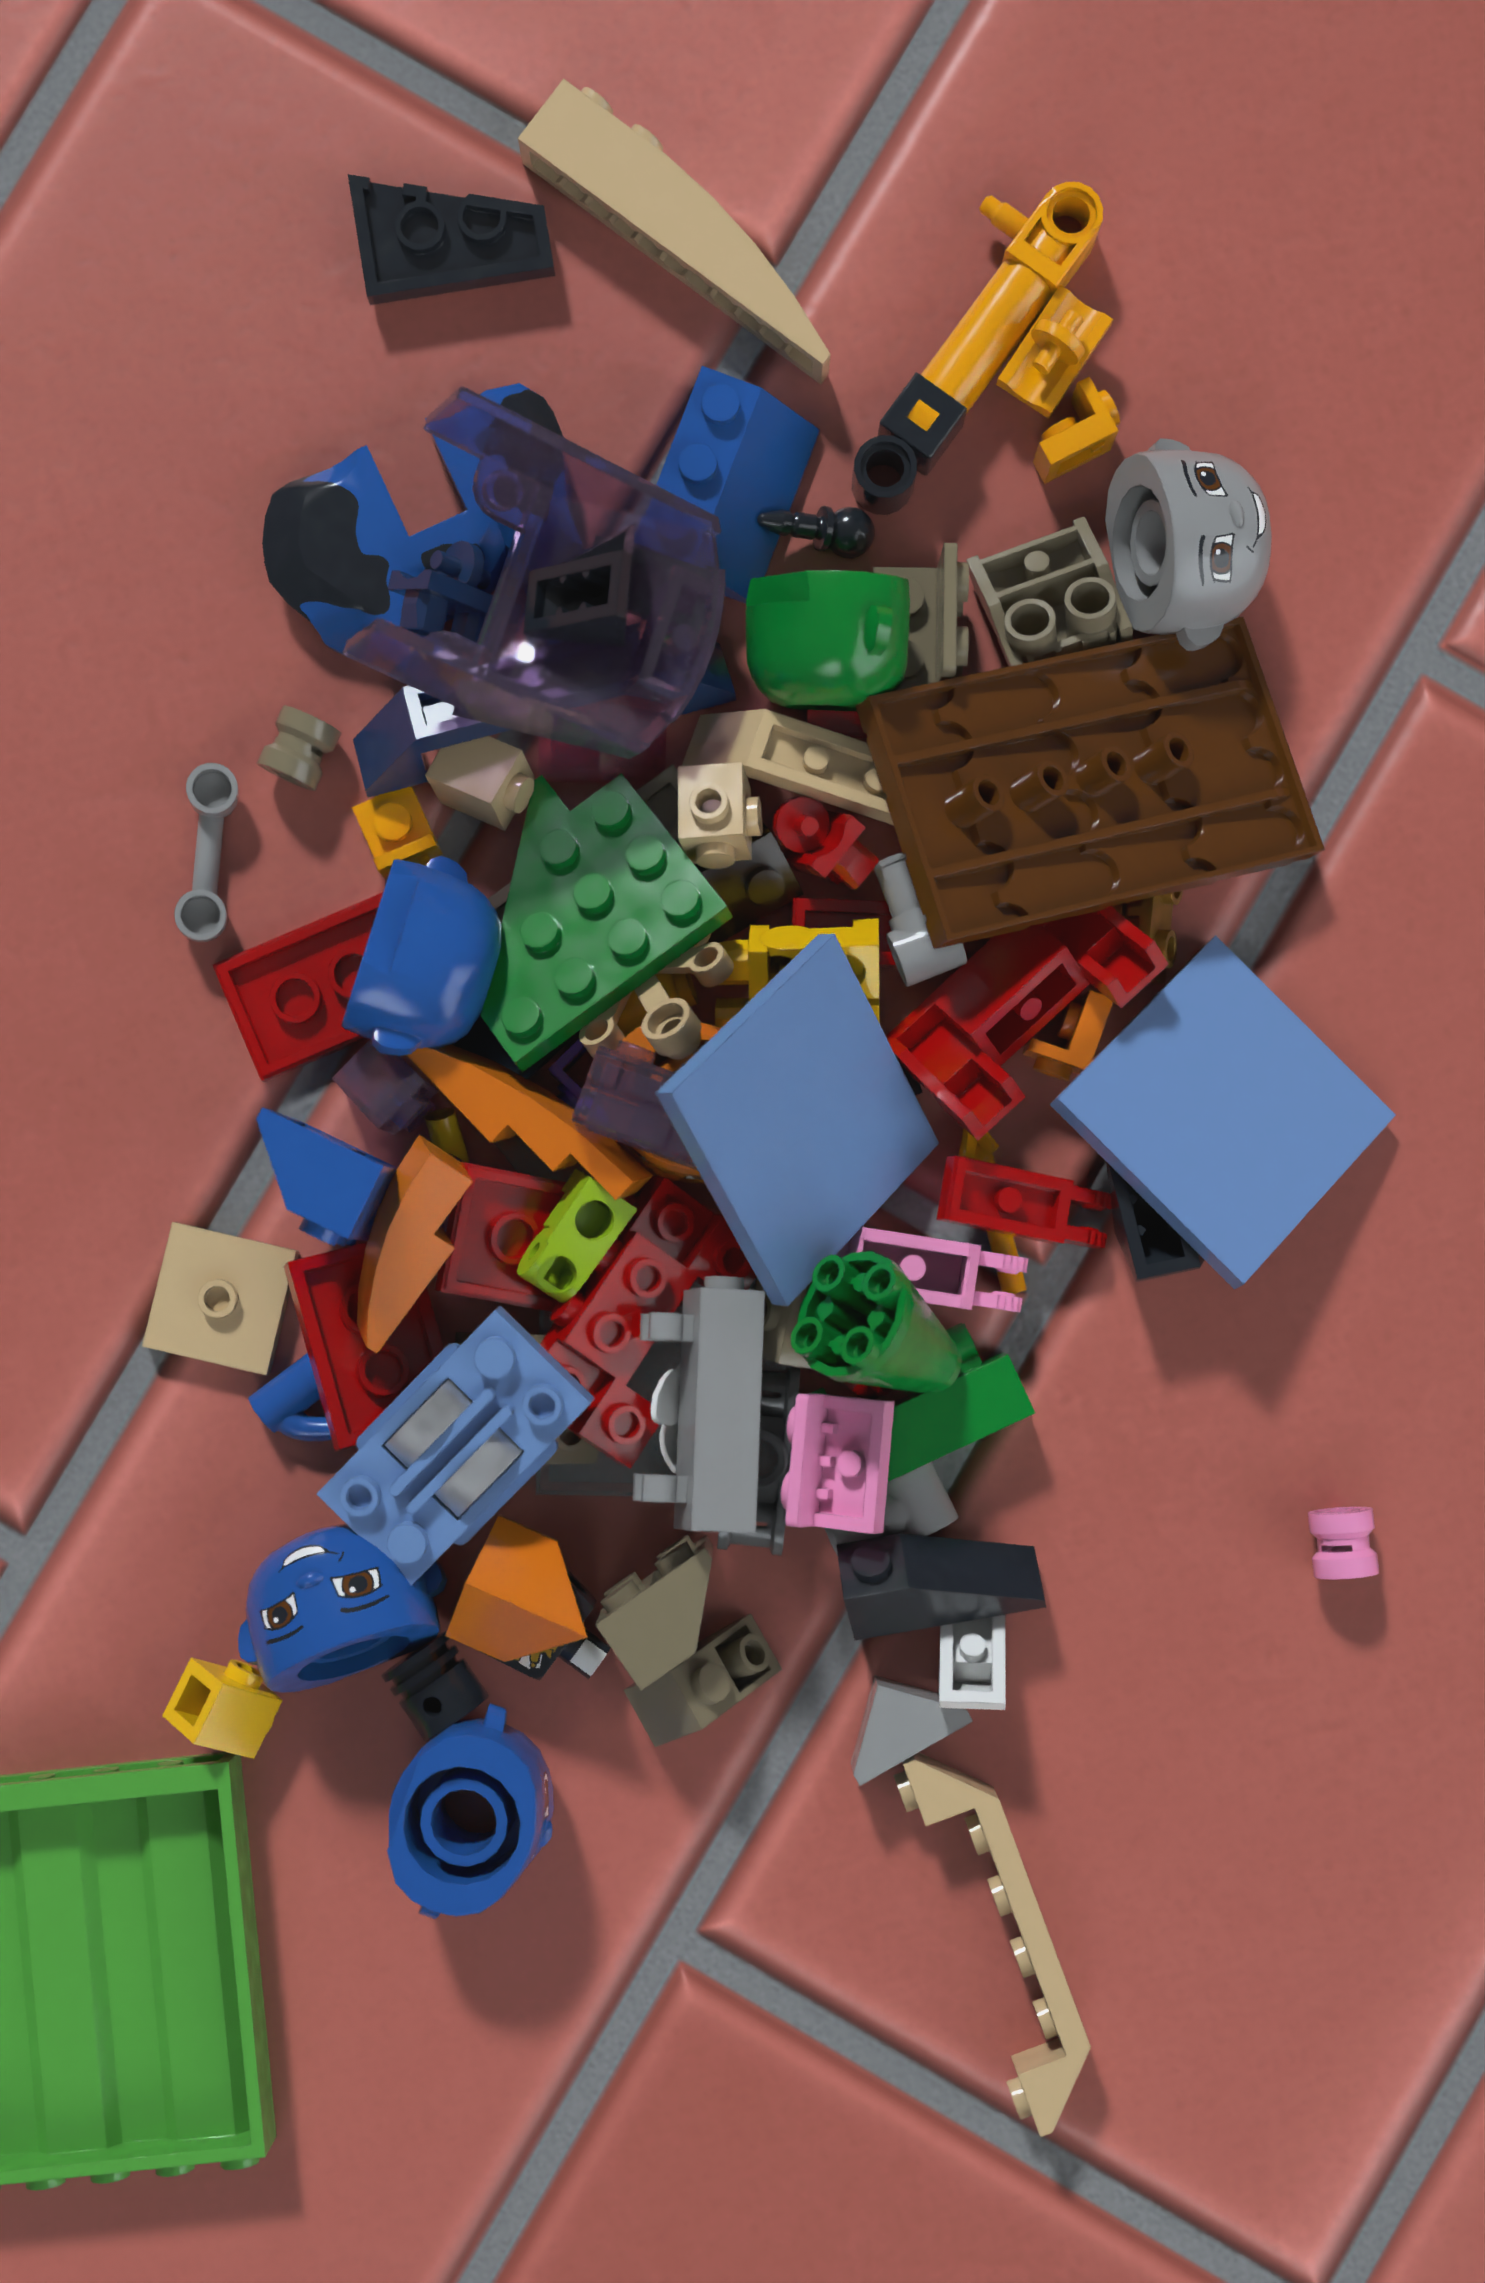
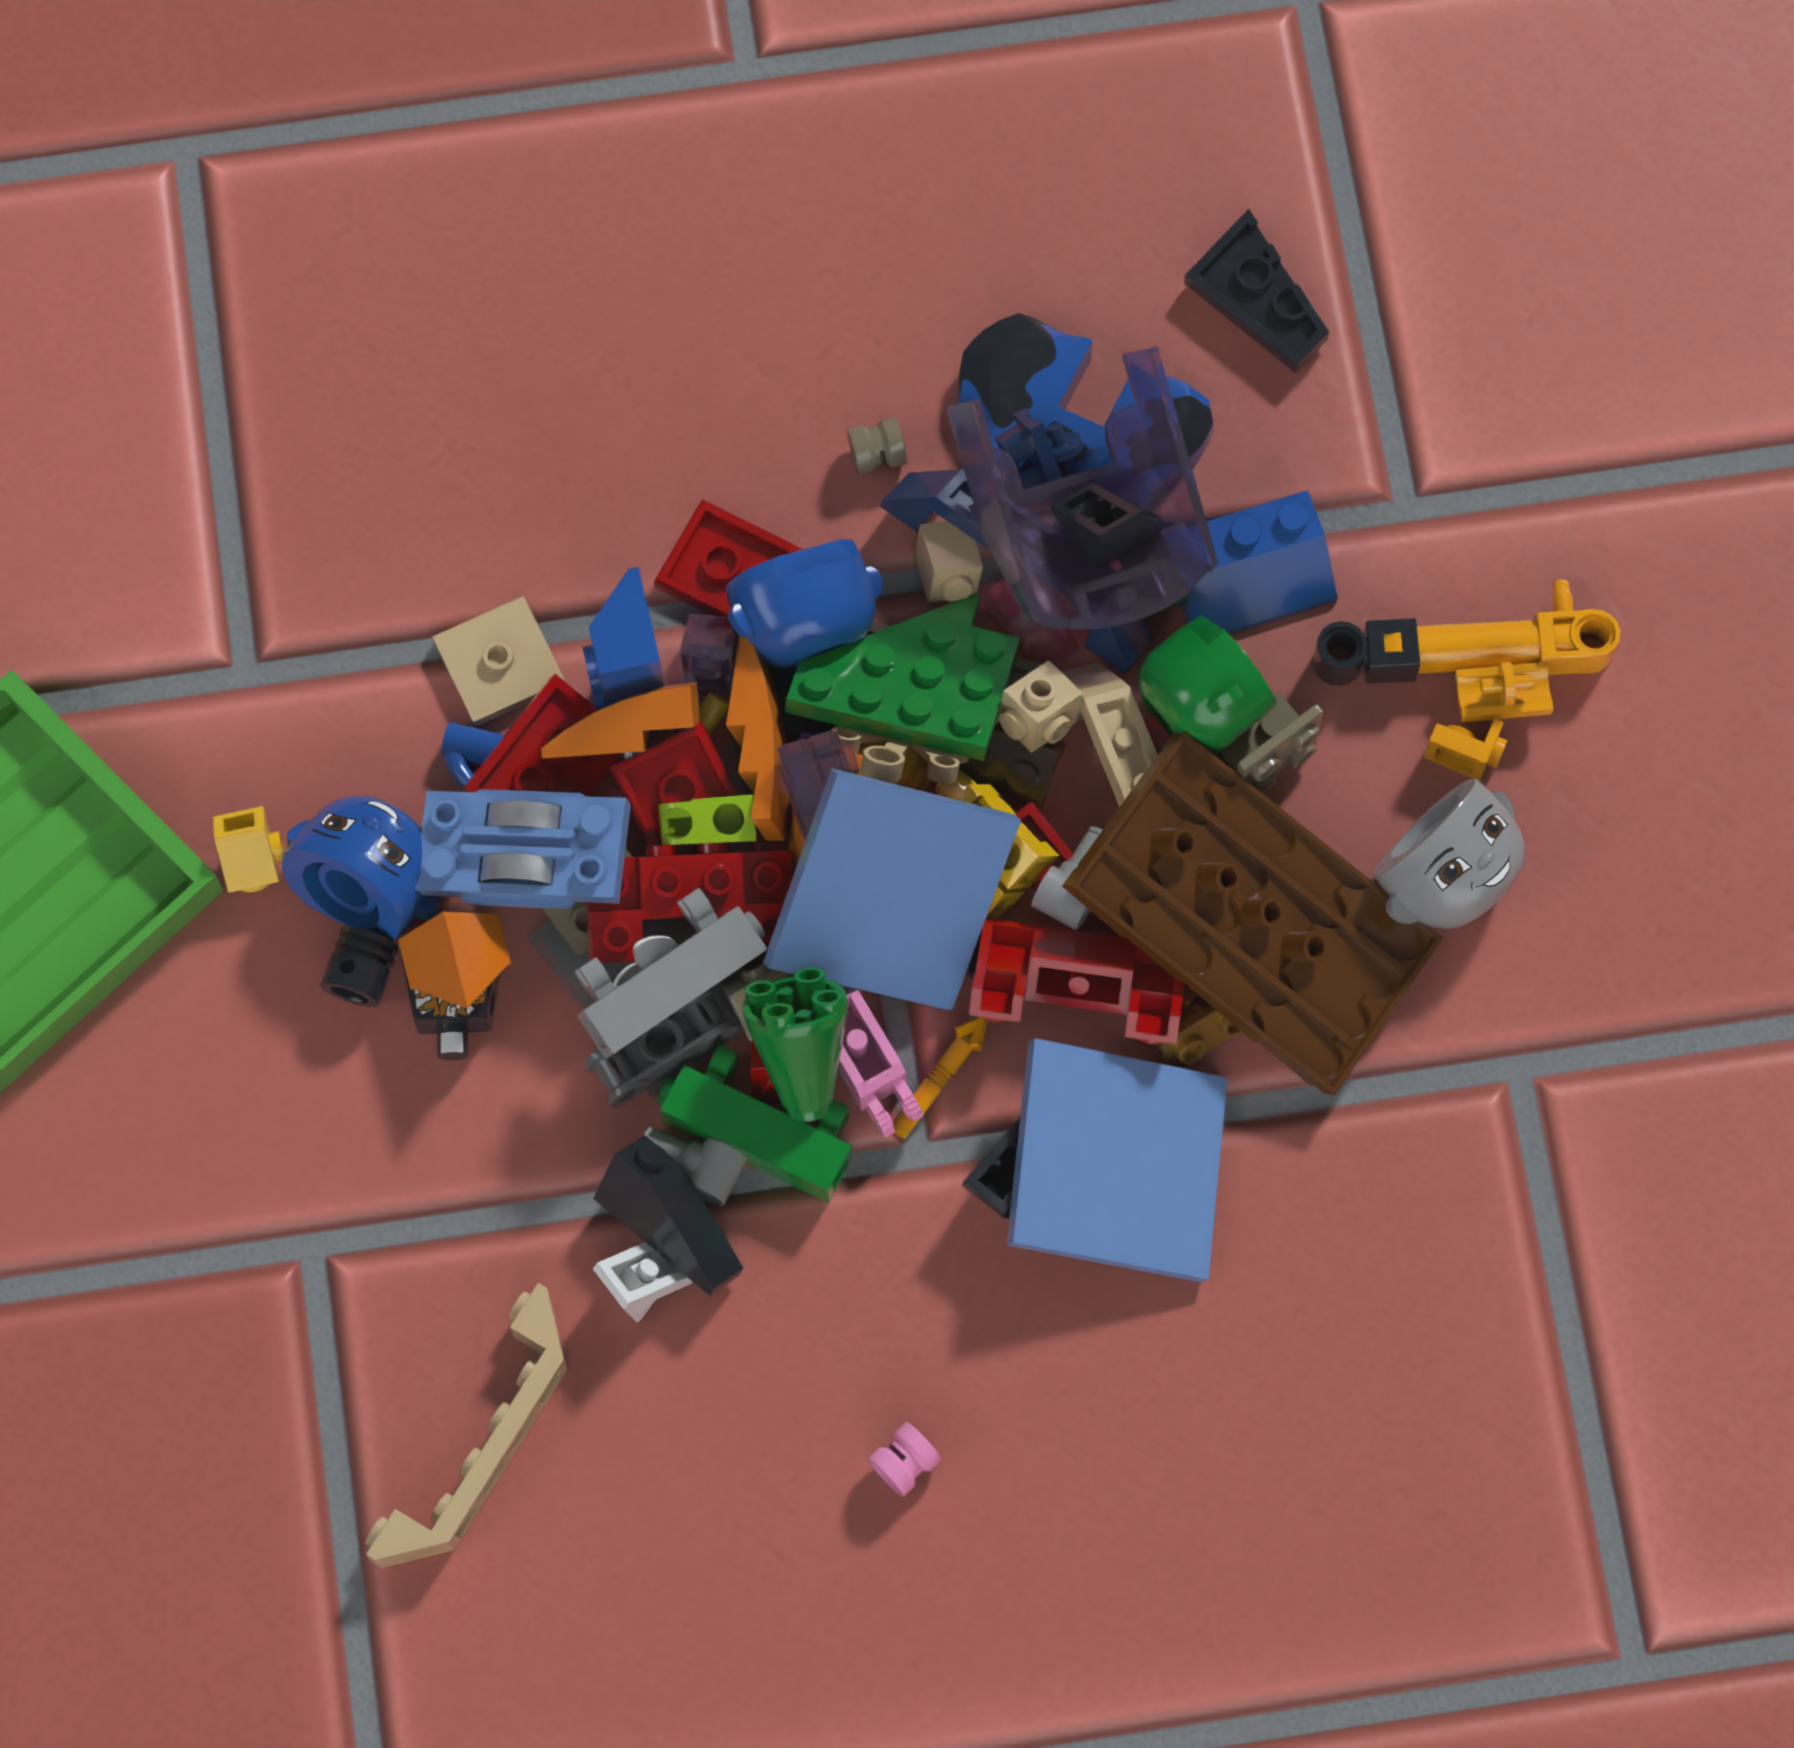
camera: 55 degrees right, 15 degrees down
(213, 796) = (806, 422): light grey bar -> none
(397, 829) = (879, 539): light orange bracket -> none
(443, 1863) = (264, 1019): blue piece -> none
(658, 1619) = (517, 1061): dark tan slope -> none
(667, 216) = (1386, 400): tan slope -> none
(705, 1684) = (492, 1126): dark tan slope -> none
(823, 842) = (1078, 769): red hips -> none
(838, 1462) = (696, 1084): bright pink bracket -> none
(846, 532) = (1287, 661): black bar -> none
(898, 1725) = (562, 1268): light grey slope -> none
(1017, 1202) = (953, 1082): red hinge -> none
(1051, 596) = (1352, 808): dark tan slope -> none
(1082, 1029) = (1095, 1034): orange bracket -> none

